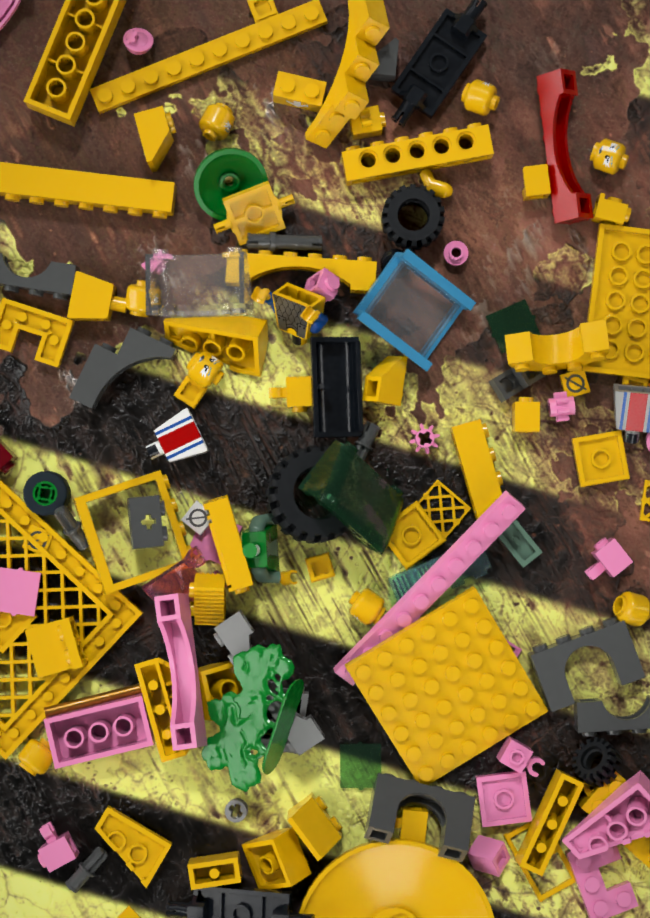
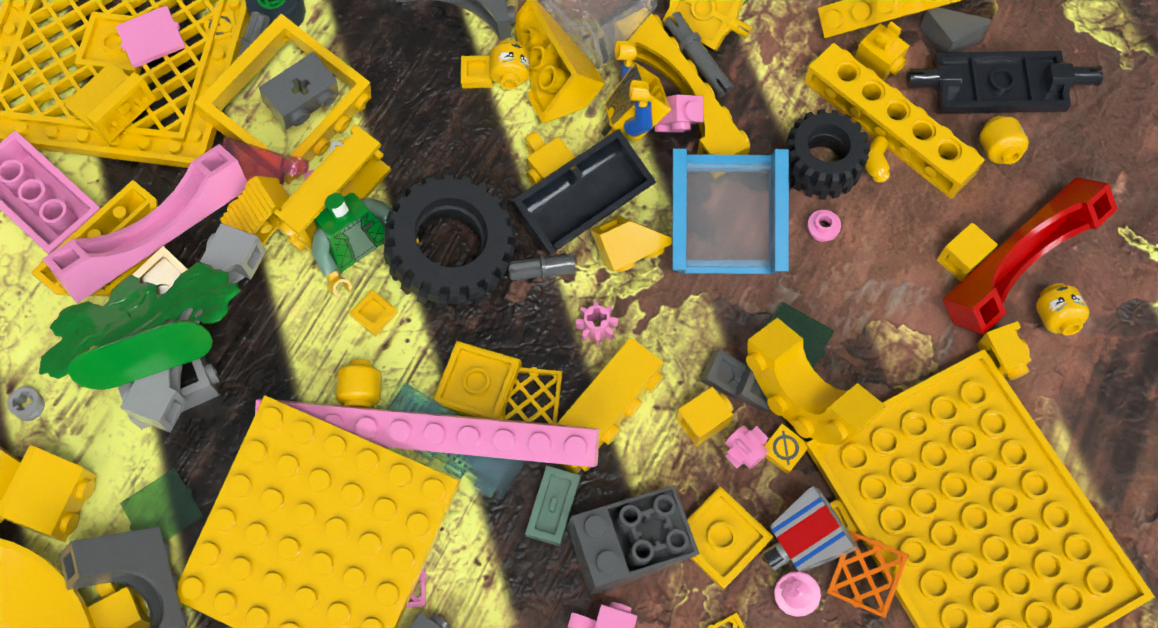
camera: 60 degrees right, 20 degrees down
(92, 700) = (51, 155): pearl gold bar -> none
(178, 438) = (419, 85): torso -> none
(355, 495) = (474, 276): clear green windscreen -> none
(568, 510) = (631, 539): none -> dark grey slope

